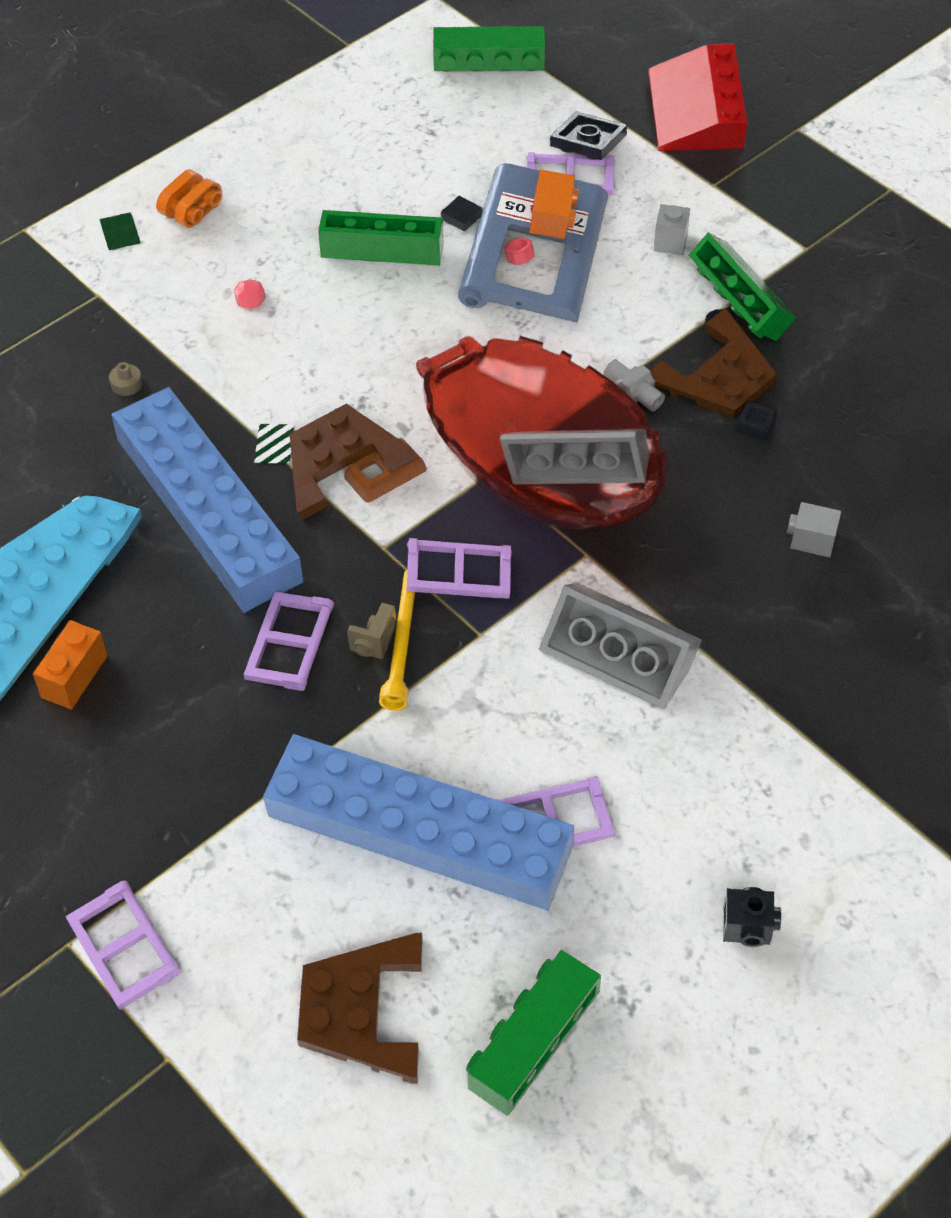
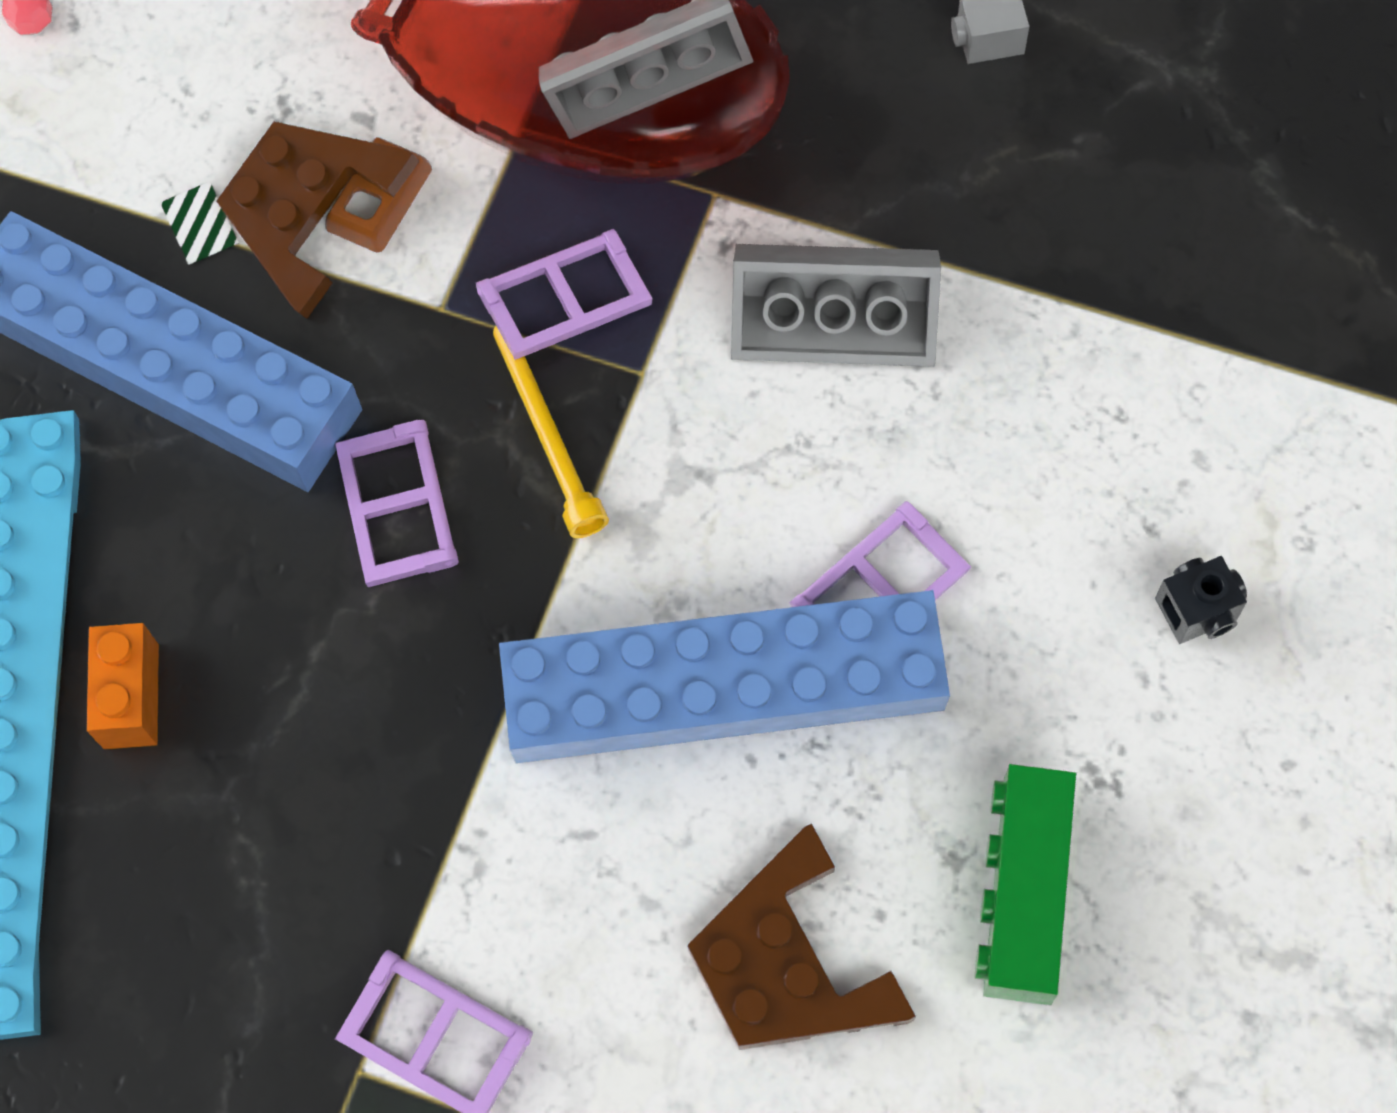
camera: 25 degrees left, 15 degrees up
(377, 636) = (513, 447): dark tan bracket -> none

